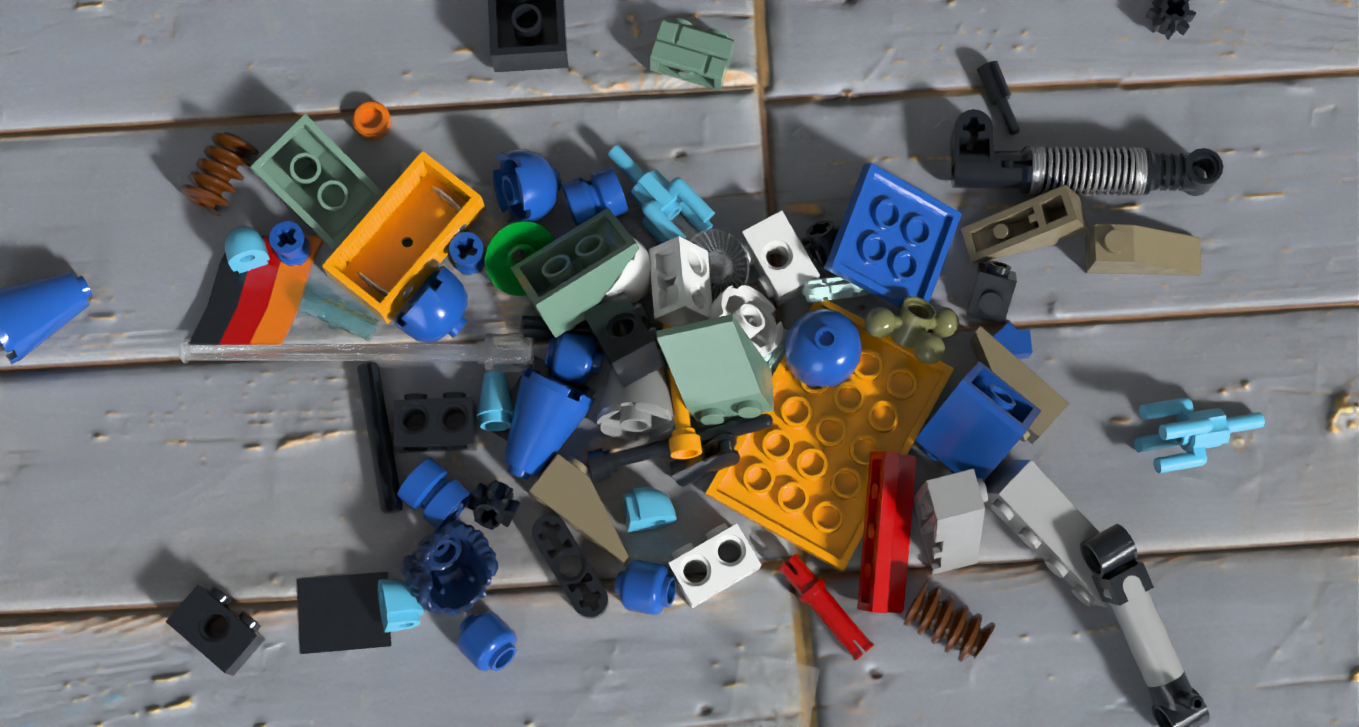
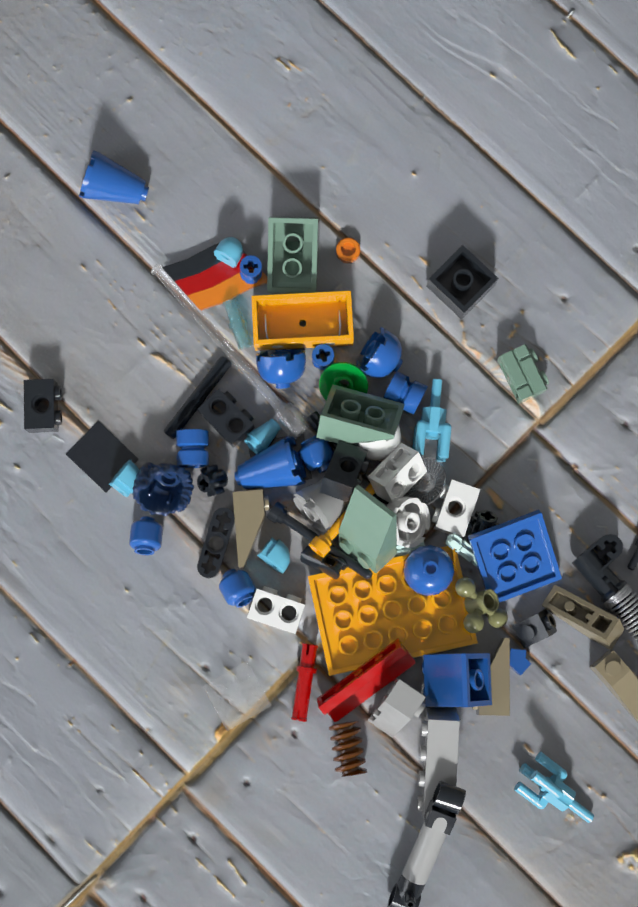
camera: 50 degrees right, 5 degrees up
(218, 171) = (256, 203): reddish brown piece -> none

